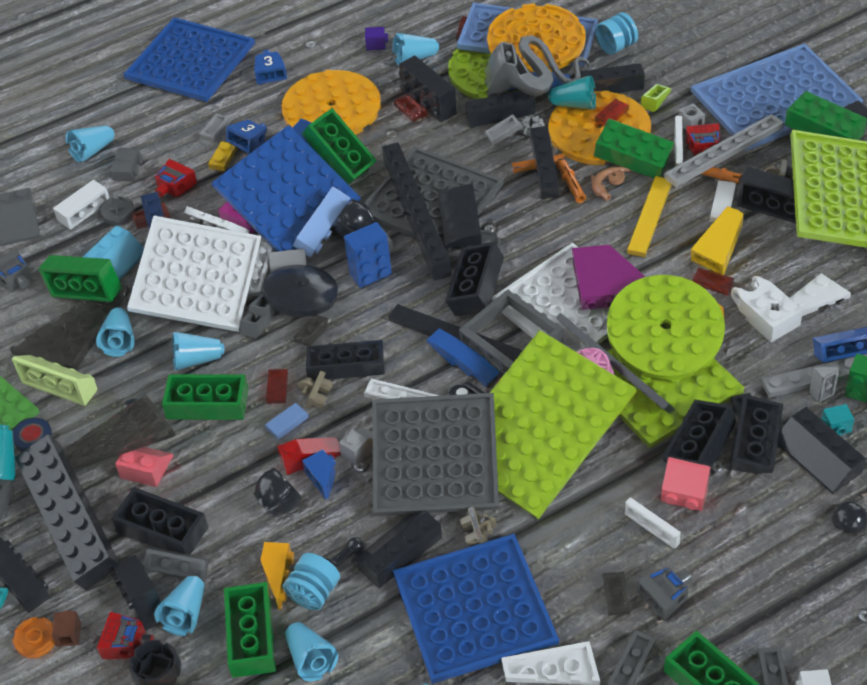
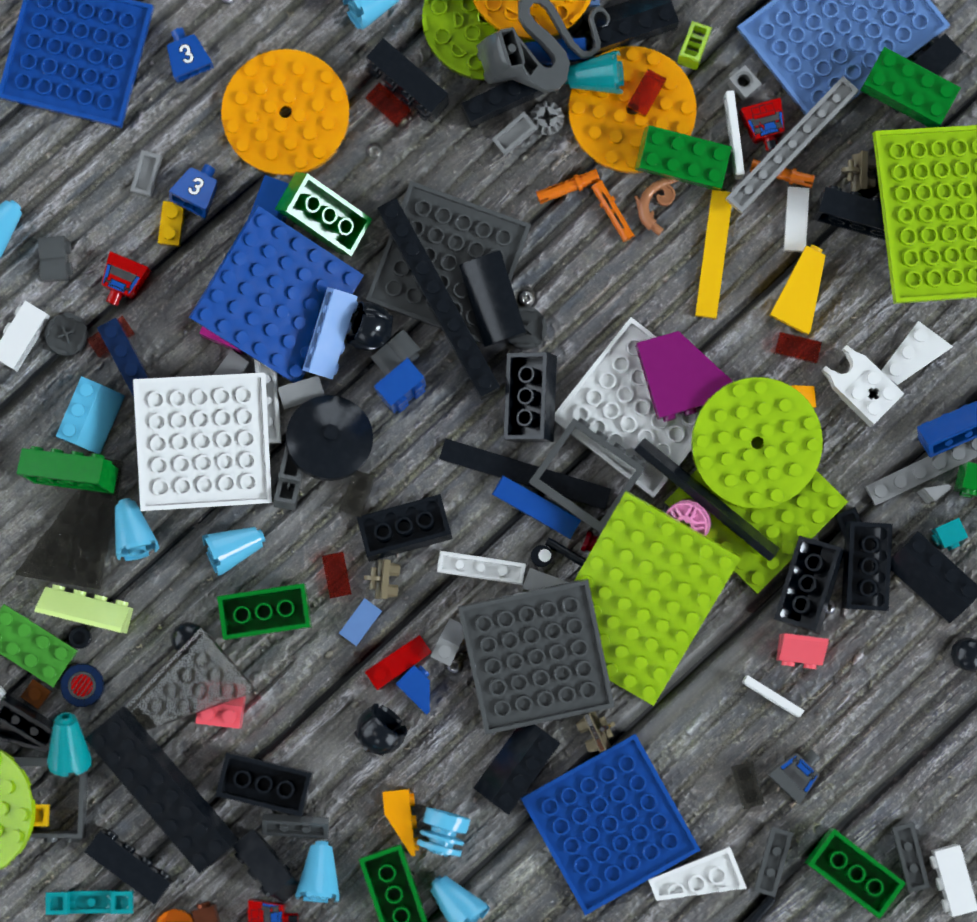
camera: 15 degrees left, 35 degrees up
(44, 402) = (80, 637): none -> black tile
(210, 220) = (203, 350): white wing -> none
(354, 546) = (473, 773): black piece -> none
(544, 162) = (578, 197): black brick -> none

